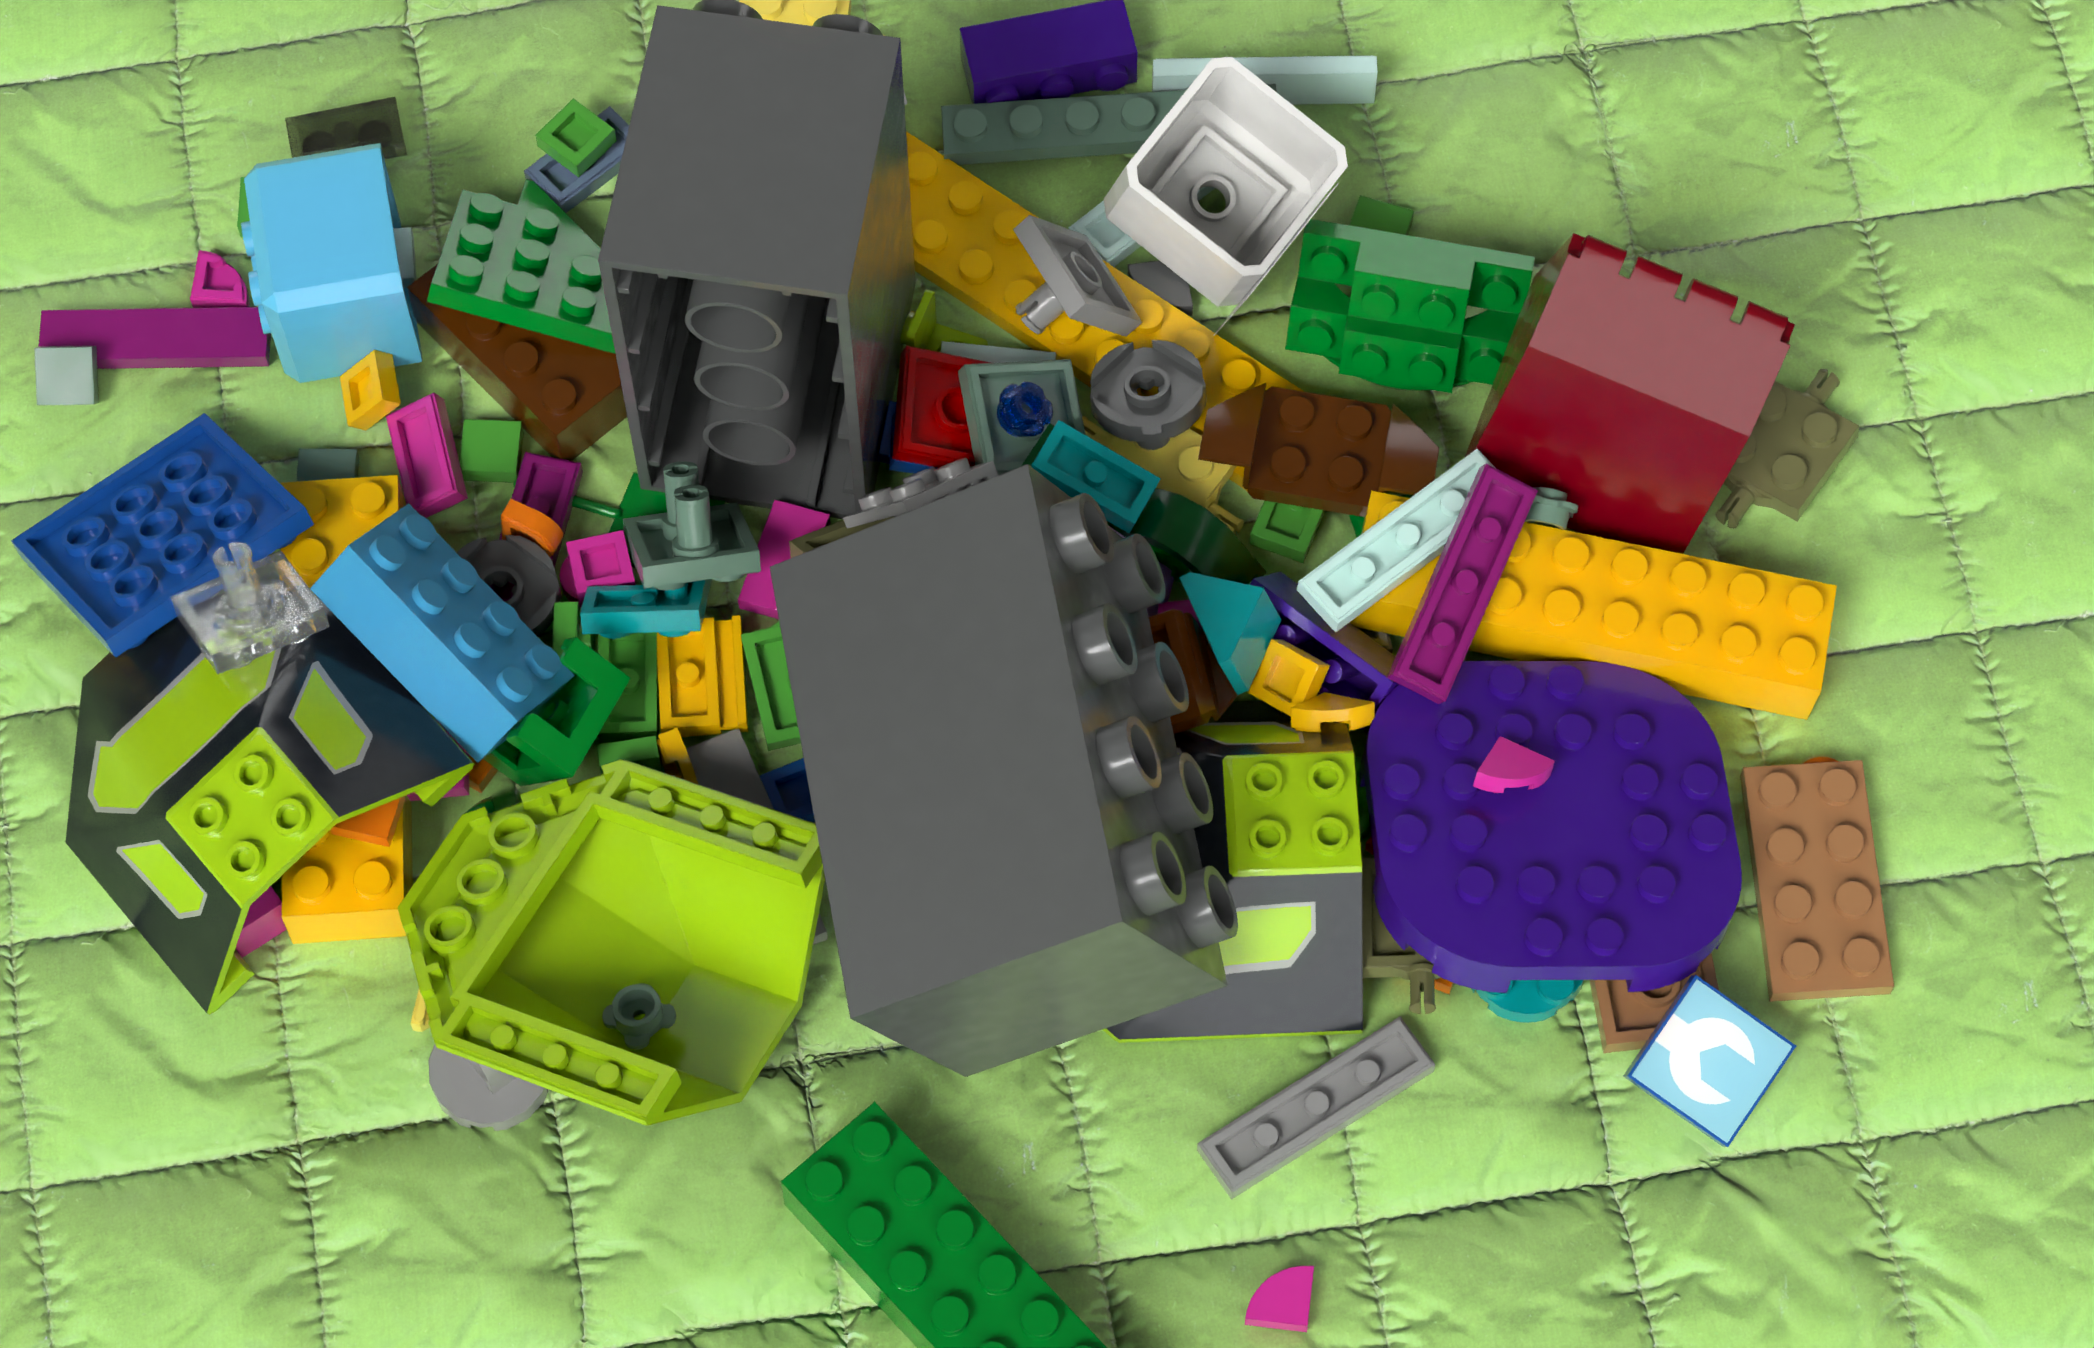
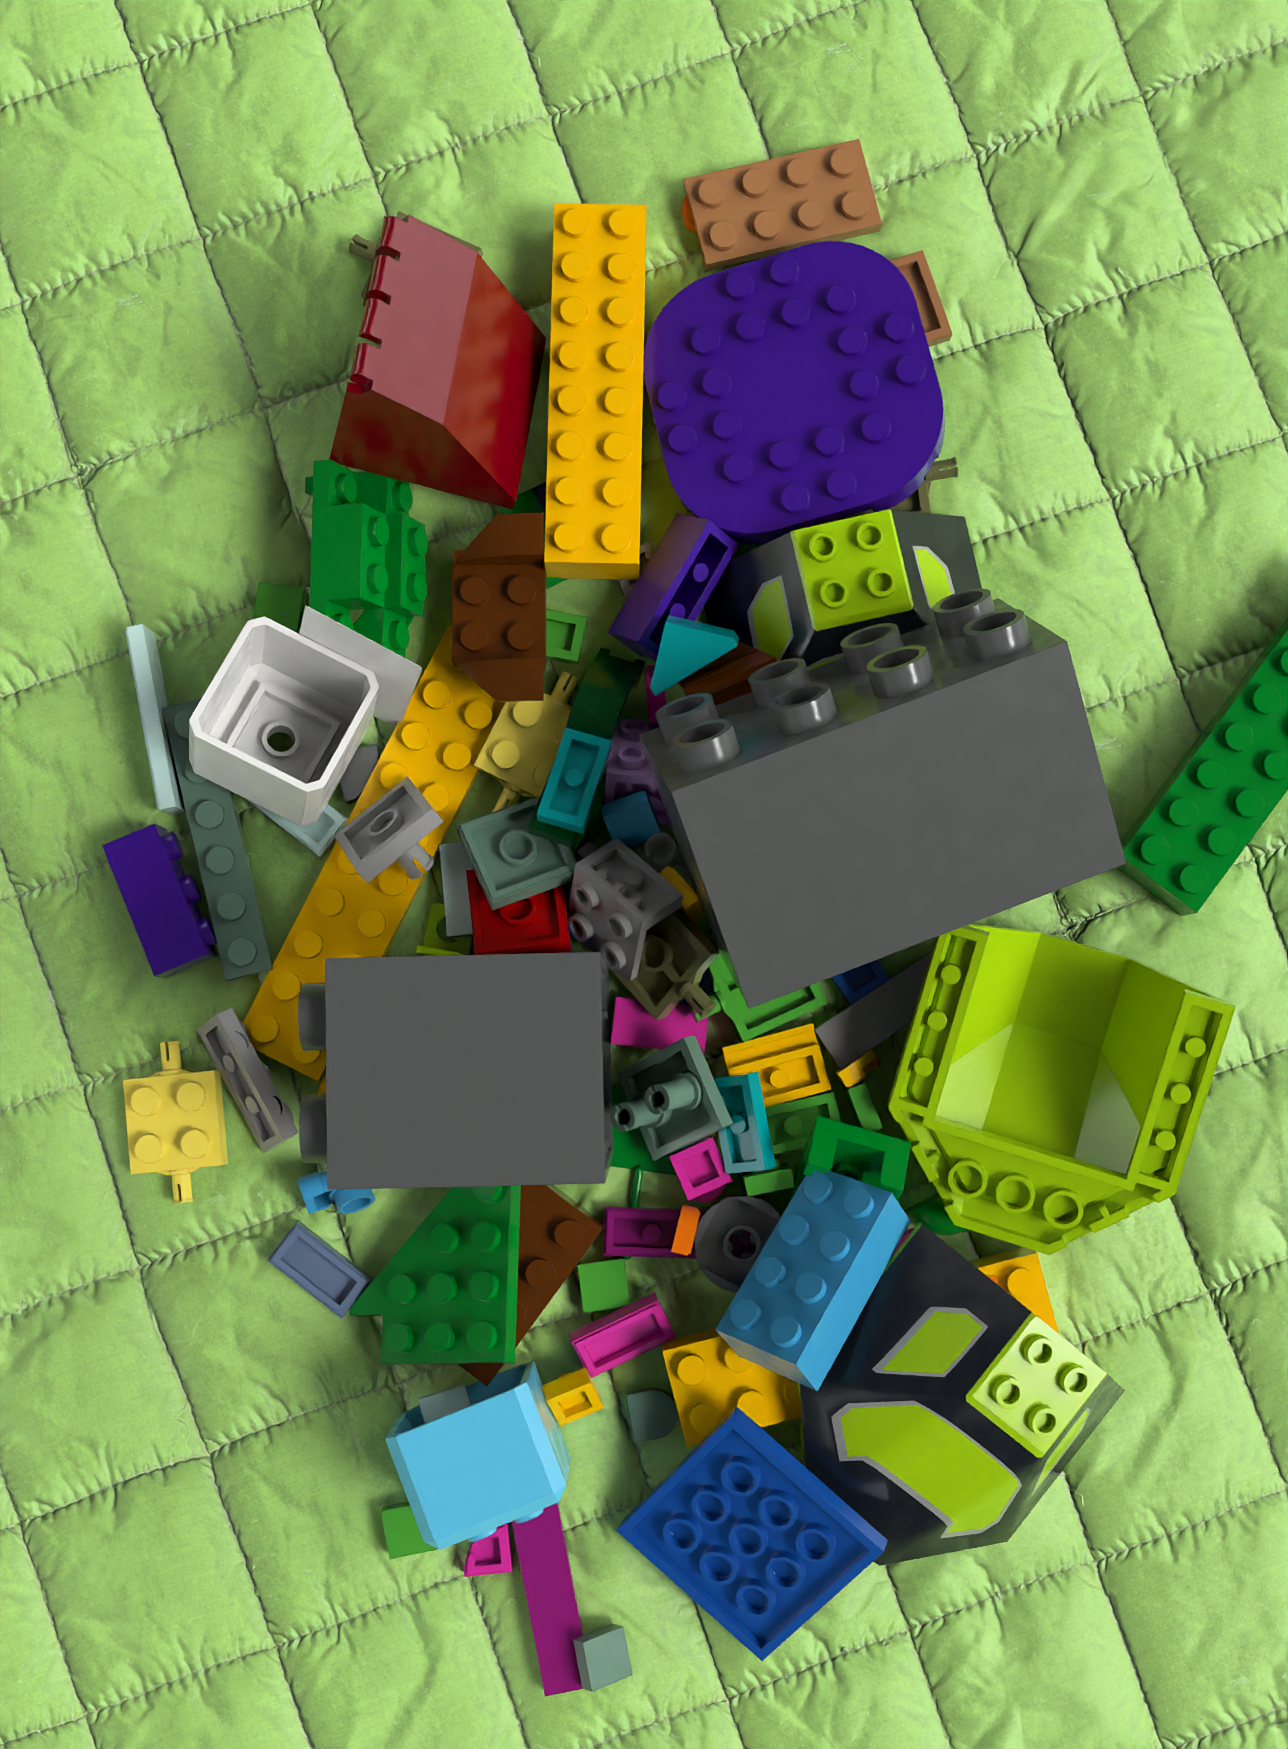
camera: 100 degrees left, 20 degrees up
(249, 608) = (828, 1446): clear plate -> none
(348, 128) = (334, 1479): clear smoke plate -> none
(576, 137) = (307, 1280): bright green tile -> none
(634, 1001) = (1094, 1049): sand green plate -> none
(1015, 419) = (523, 859): clear blue plate -> none
(1148, 418) = (503, 749): dark grey plate -> none
(1283, 1300) = (1185, 540): dark pink tile -> none
(1287, 676) = (715, 601): yellow plate -> none
(1315, 1107) = (1031, 541): light grey tile -> none
(1332, 708) = (739, 563): yellow tile -> none
(1390, 548) = (591, 523): light aqua tile -> none
(1462, 584) = (623, 473): magenta tile -> none
(1512, 767) = (769, 417): dark pink tile -> none
(1551, 508) = (534, 425): sand green plate -> none
(1709, 1061) = (951, 258): tile -> none

